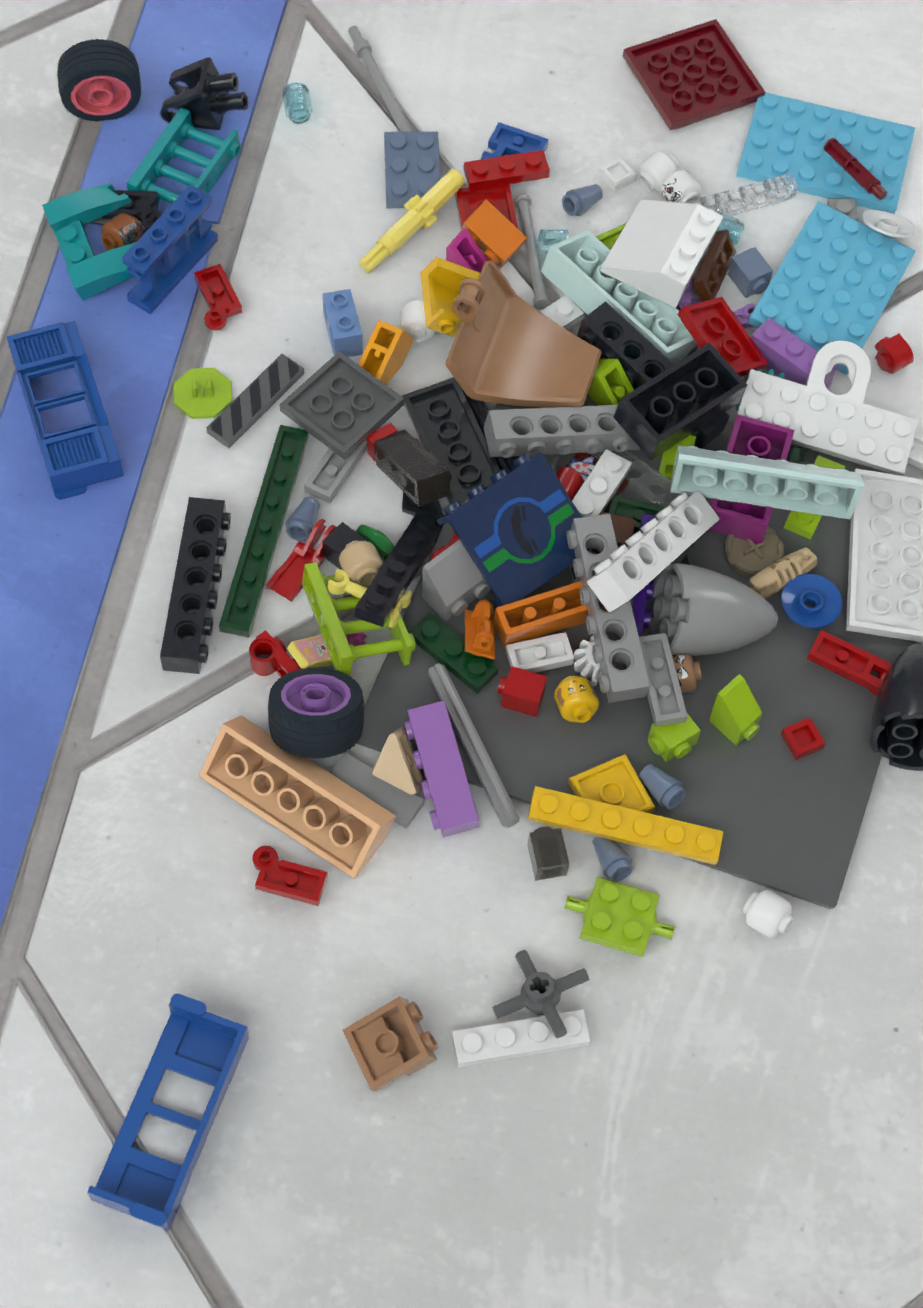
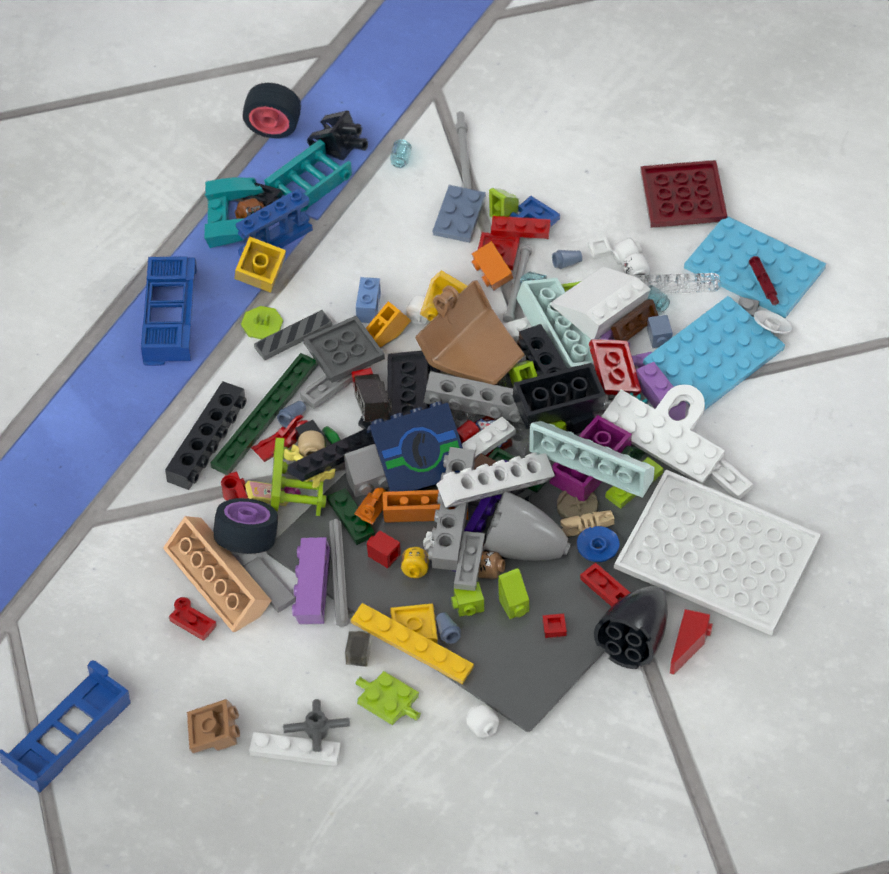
camera: 25 degrees right, 10 degrees down
(172, 309) = (259, 264): none -> yellow brick
(218, 296) = (296, 265): red hinge -> none
(397, 763) = (284, 568): tan slope -> none
(419, 214) = (449, 242): light yellow piece -> none
(465, 252) = (467, 272): dark pink slope -> none
(467, 143) = (502, 203): none -> lime slope
(541, 653) = (405, 530): white plate -> none
(613, 859) = (398, 663): sand blue cone -> none
(893, 354) = (734, 406): red plate -> none

